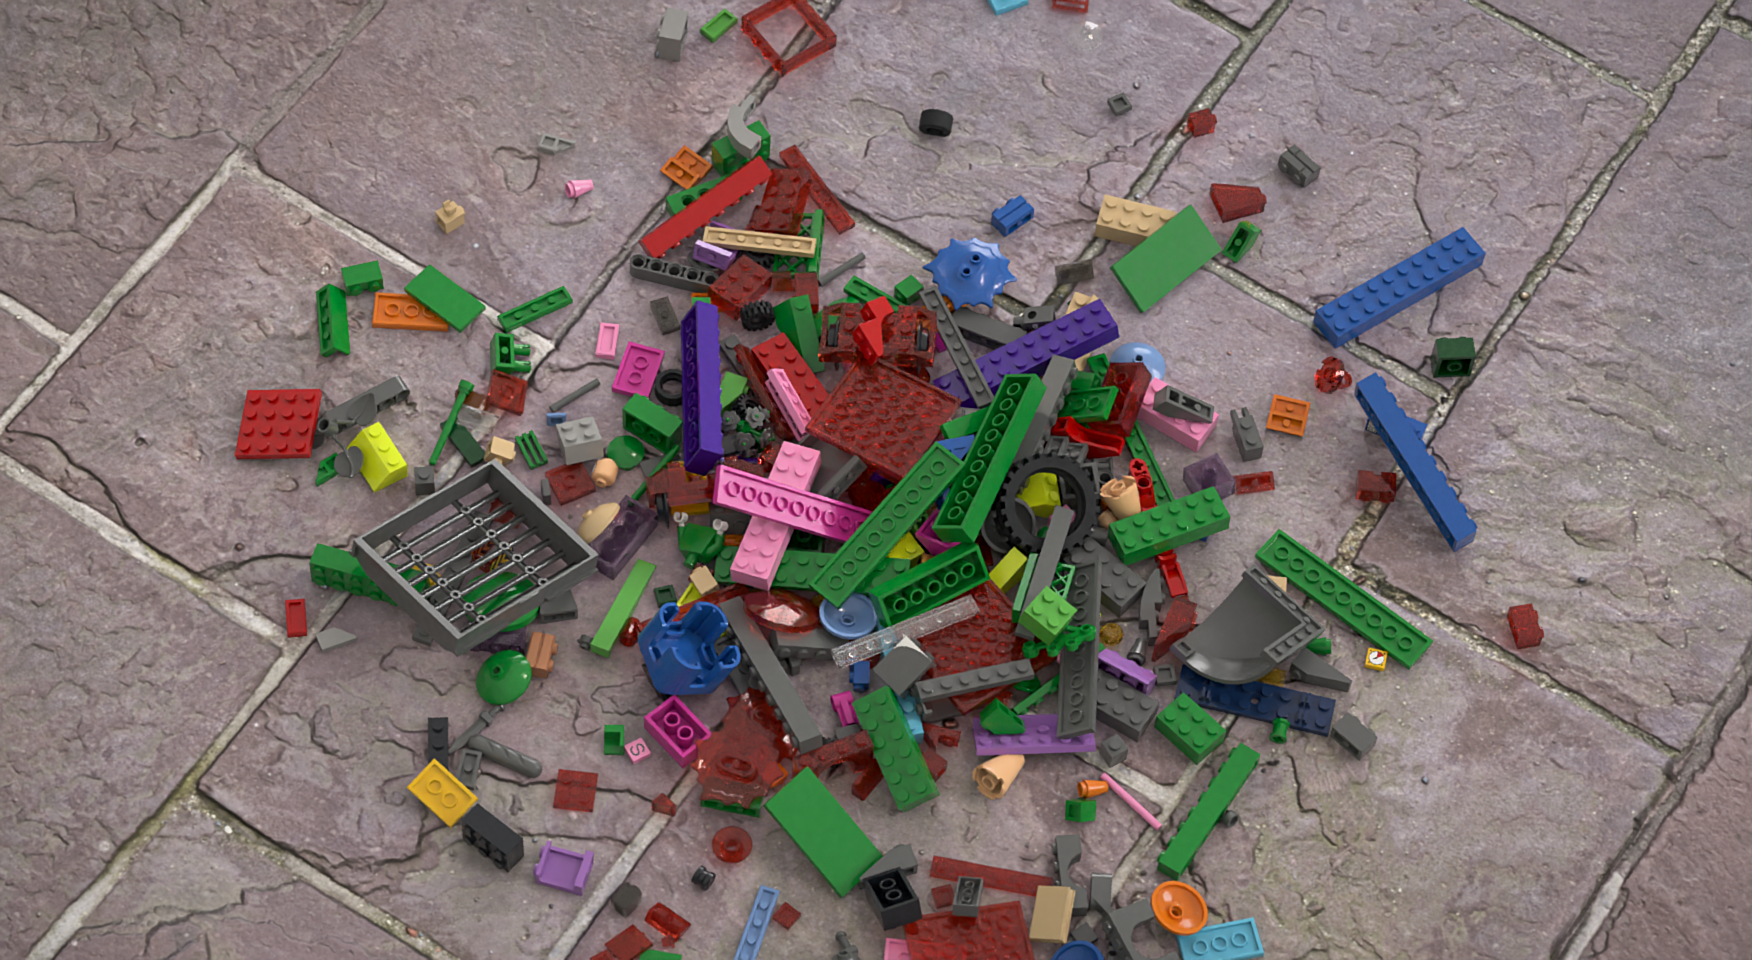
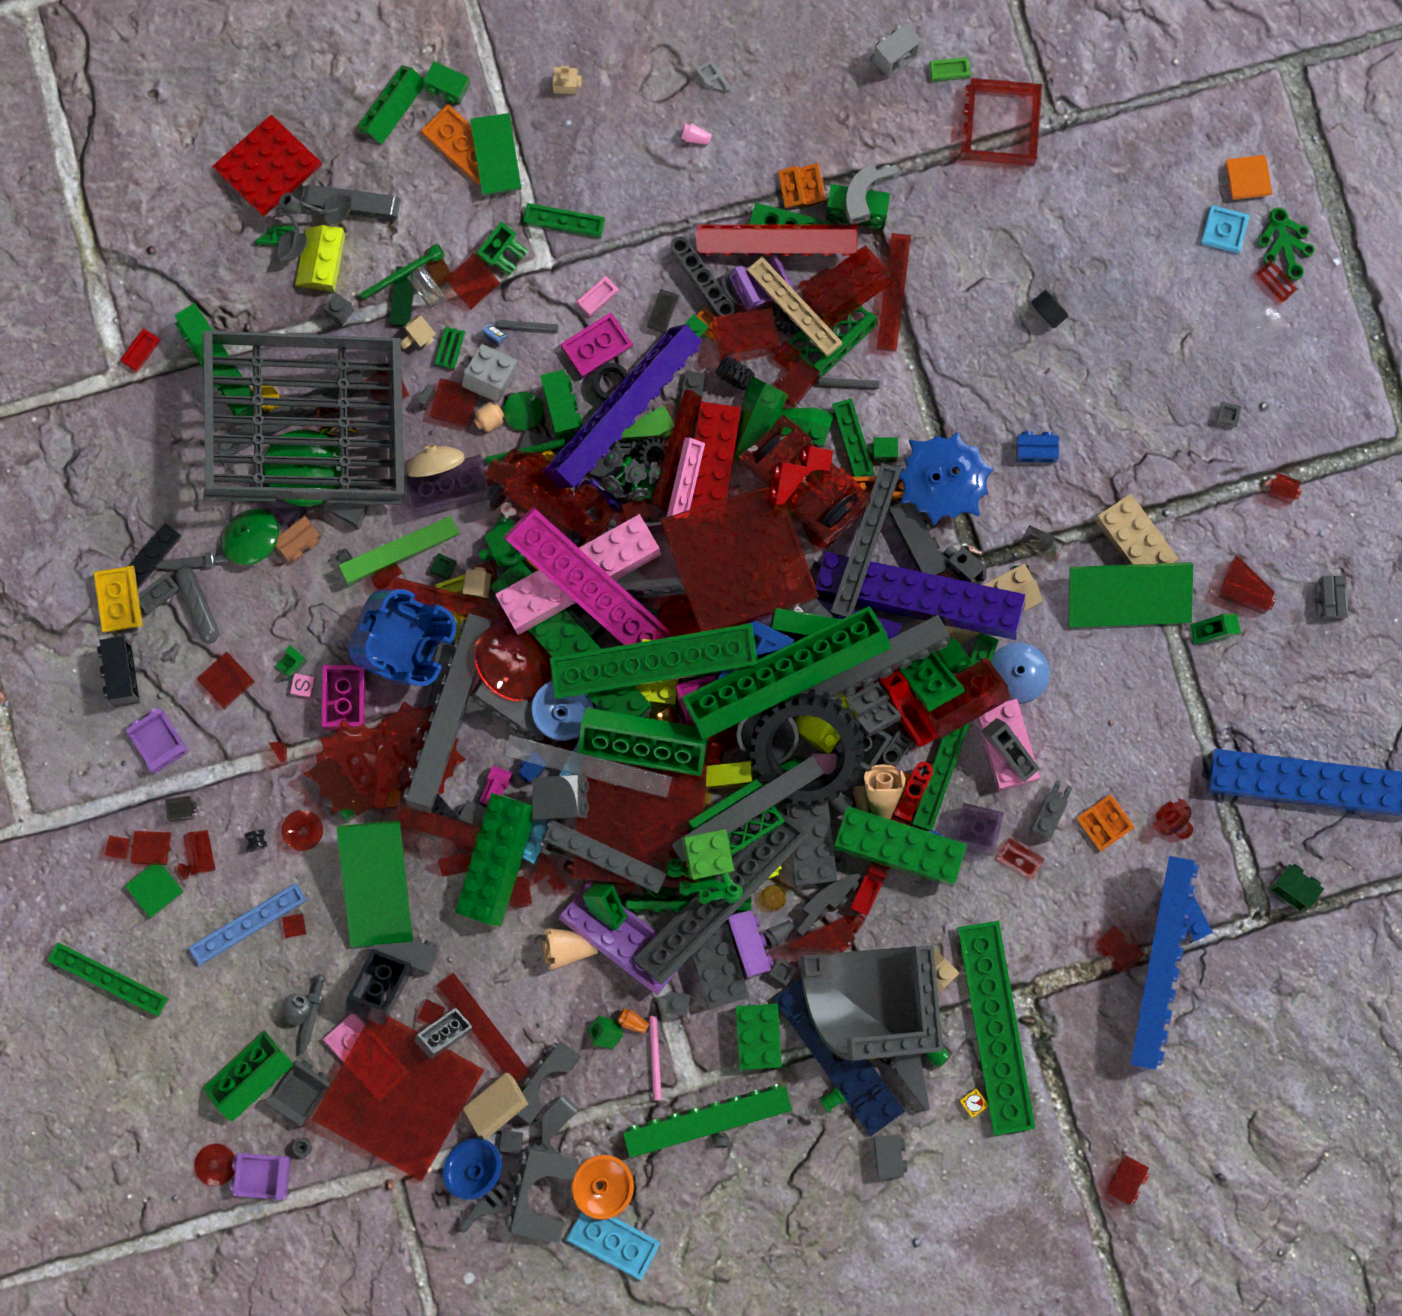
camera: 45 degrees right, 20 degrees up
(334, 638) = (152, 392): light grey tile -> none

